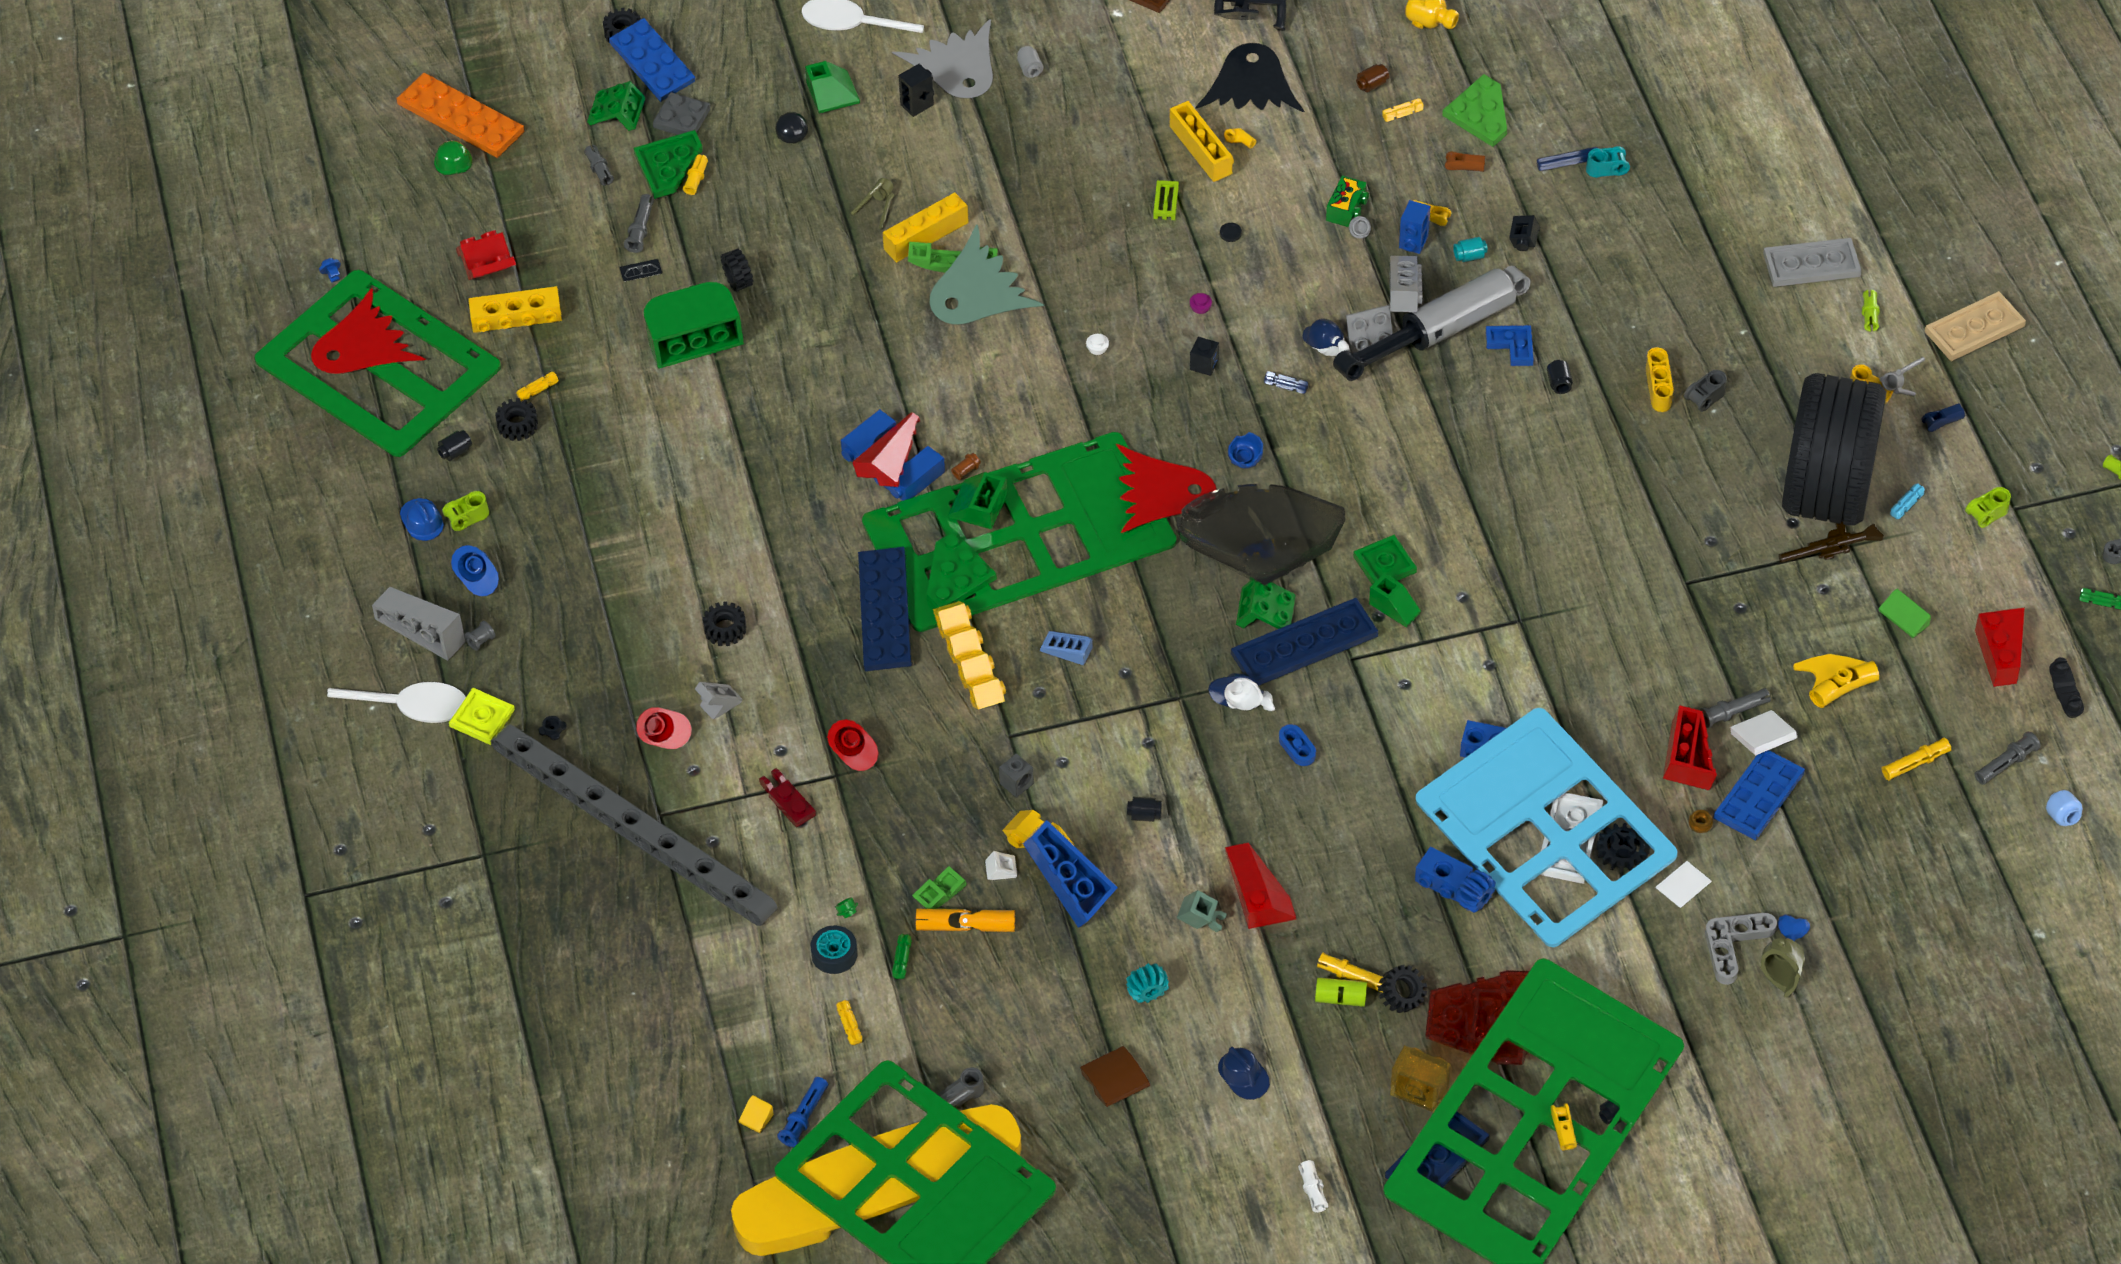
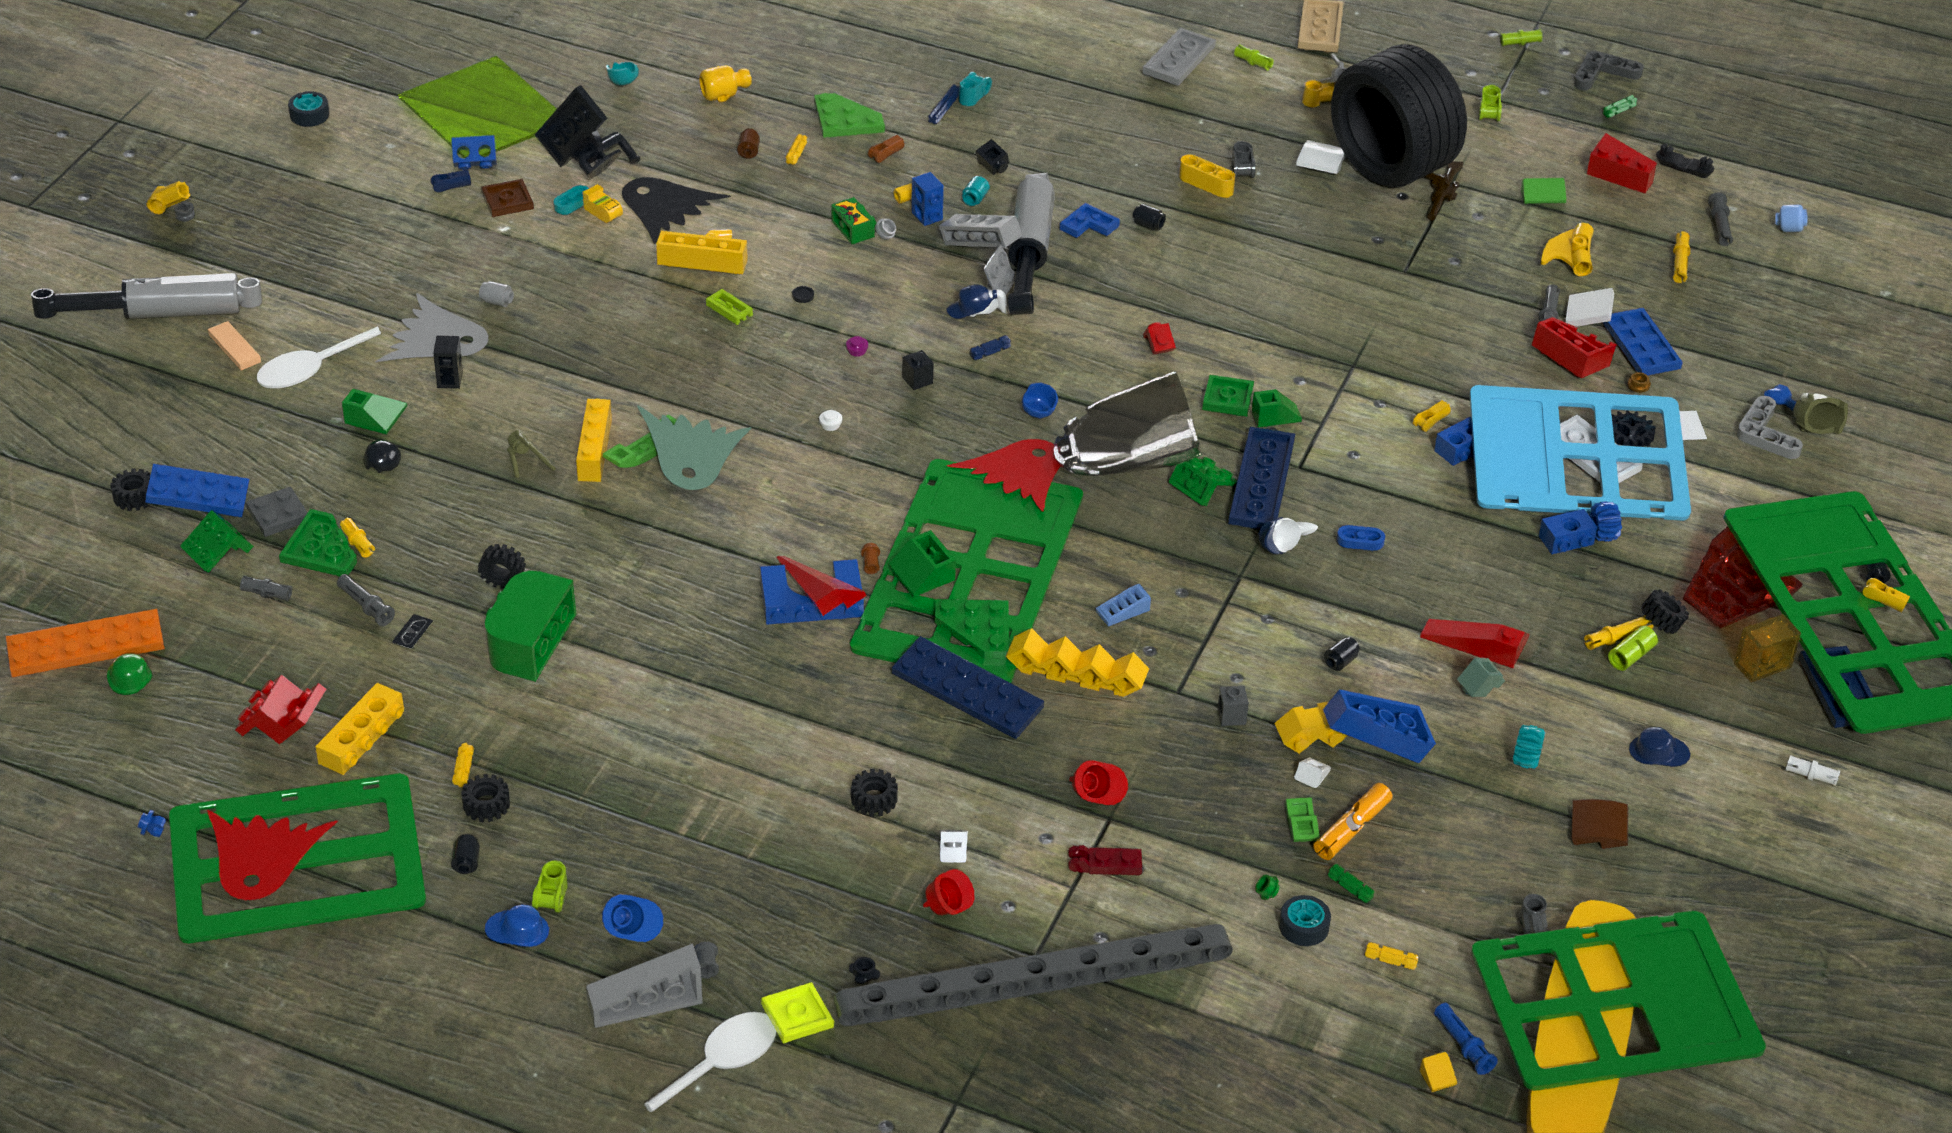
camera: 55 degrees left, 10 degrees down
(1187, 26) = (570, 200): none -> teal plate
(1199, 45) = (601, 205): none -> yellow leg
(1409, 476) = (1160, 338): none -> red bracket
(1501, 706) = (1431, 416): none -> yellow bar
(1773, 436) = (1321, 157): none -> white slope

